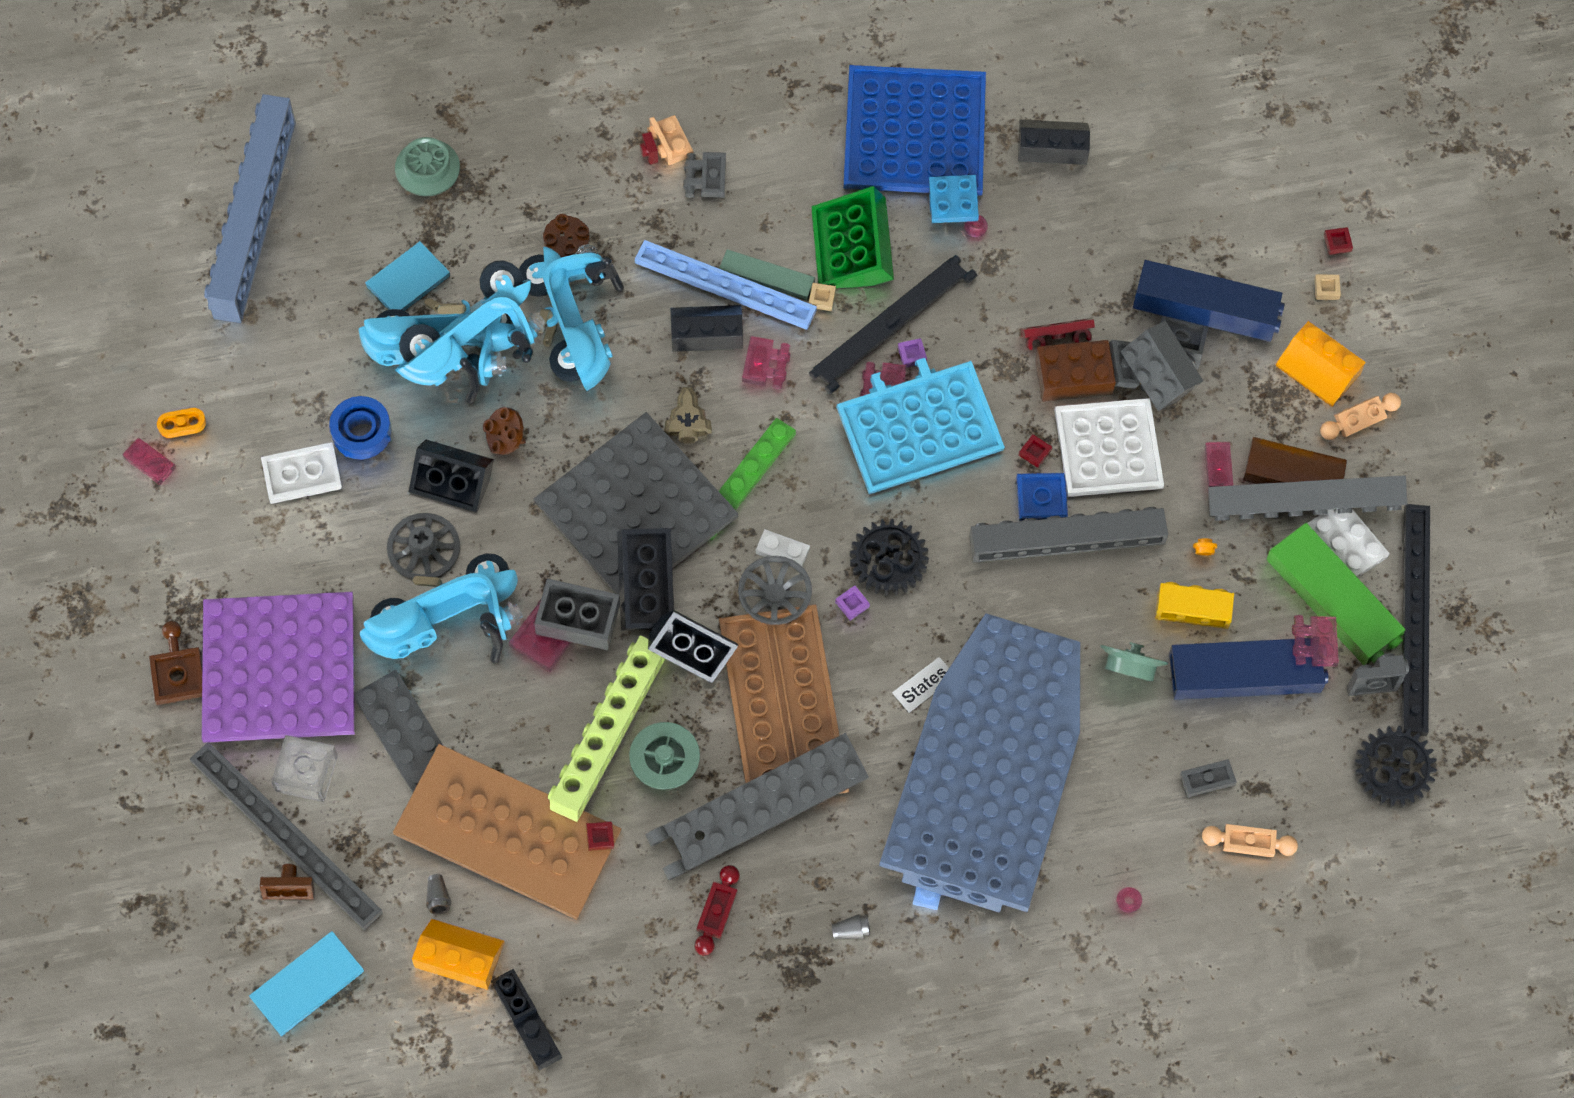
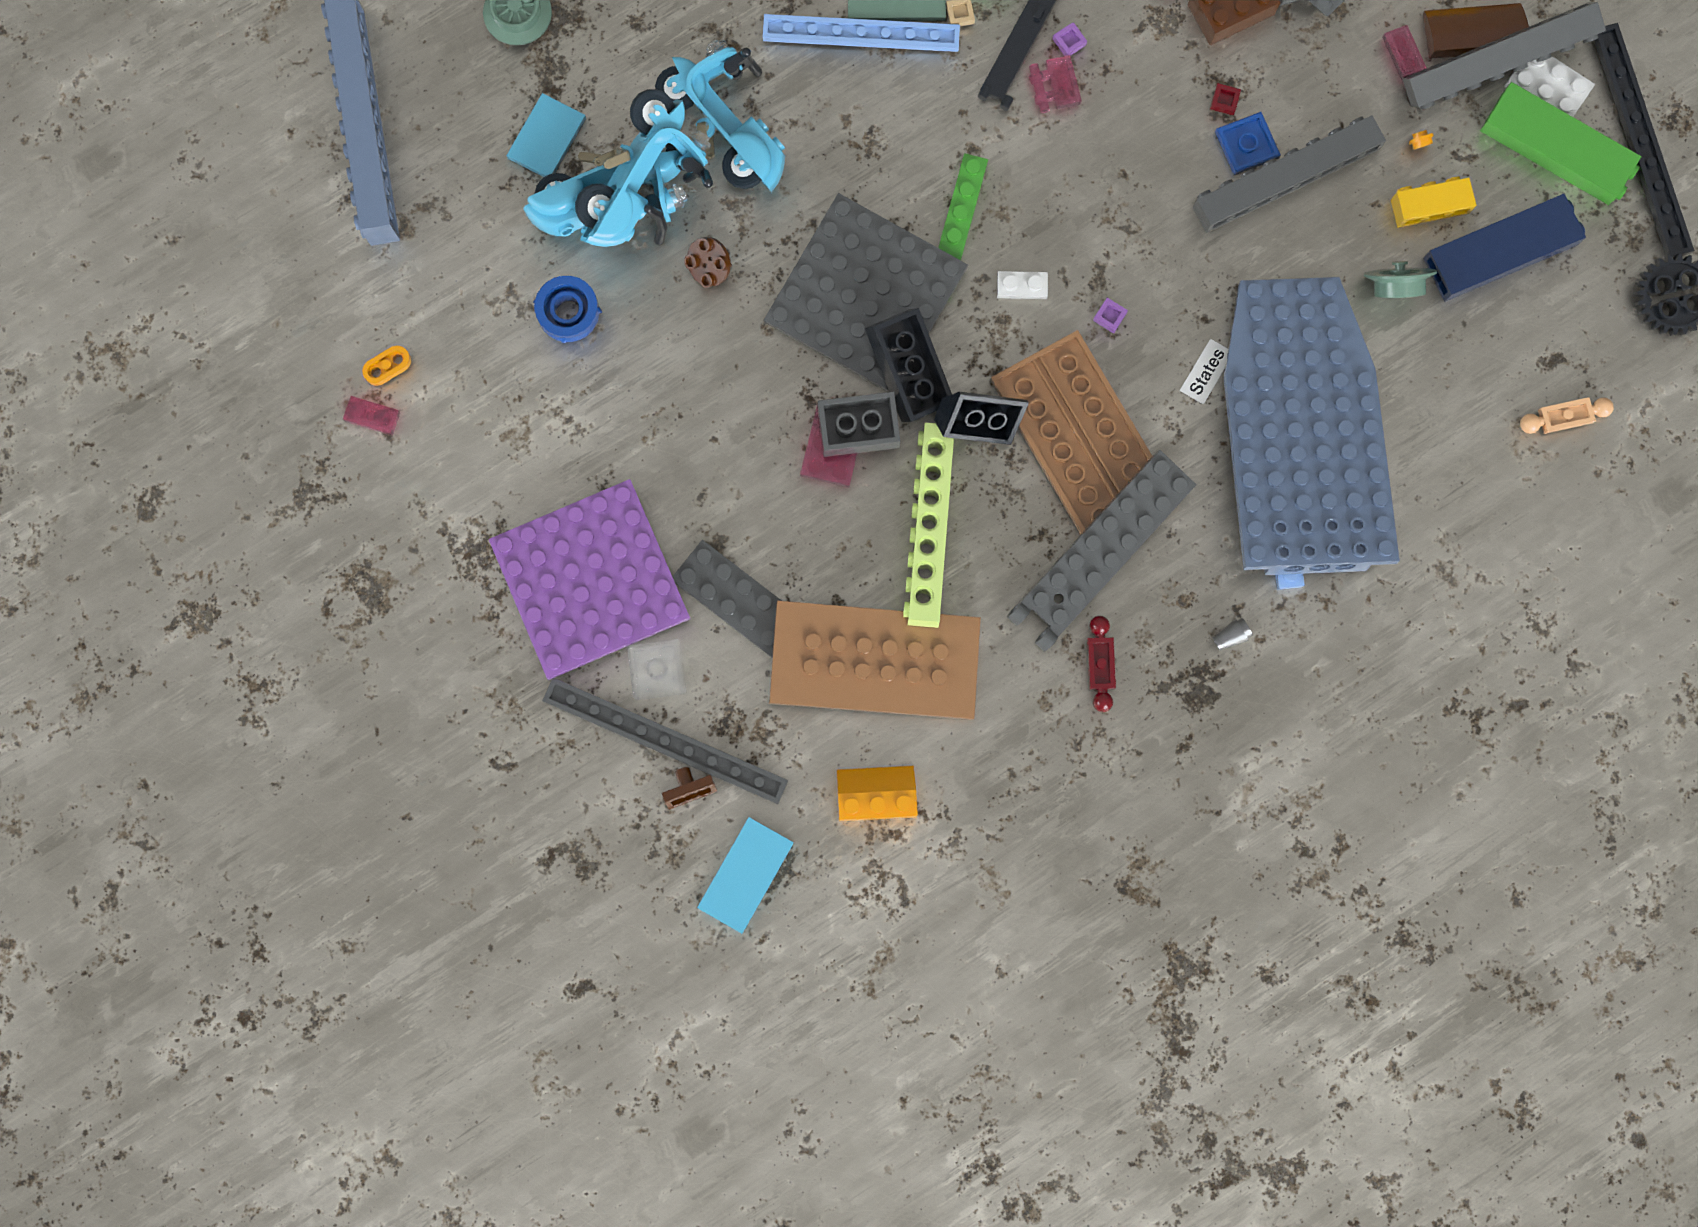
camera: 20 degrees left, 15 degrees up
(175, 660) = (495, 604): reddish brown plate -> none
(301, 473) = (527, 374): white plate -> none
(405, 626) = (696, 496): medium azure piece -> none
(423, 543) = (676, 405): dark grey wheel -> none
(437, 898) = (833, 745): flat silver cone -> none
(450, 475) = (673, 325): black slope -> none
(526, 1019) = (967, 835): black slope -> none
(571, 228) = (687, 27): reddish brown plate -> none
(600, 836) = (965, 634): dark red plate -> none
(664, 755) = (995, 533): sand green wheel -> none
(687, 419) = (879, 184): dark tan rock -> none
(706, 328) = (861, 83): black slope -> none
(758, 361) = (924, 100): clear pink plate -> none
(775, 591) = (1034, 331): dark grey wheel -> none
(899, 575) = (1144, 271): black gear -> none
(919, 425) = (1106, 112): medium azure hinge -> none
(1109, 447) = (1293, 70): white plate -> none
(1132, 893) = (1483, 510): clear pink plate -> none
(1208, 778) = (1506, 368): dark grey plate -> none
(1323, 640) = (1570, 195): clear pink plate -> none
(1382, 678) = (1635, 209): dark grey plate -> none

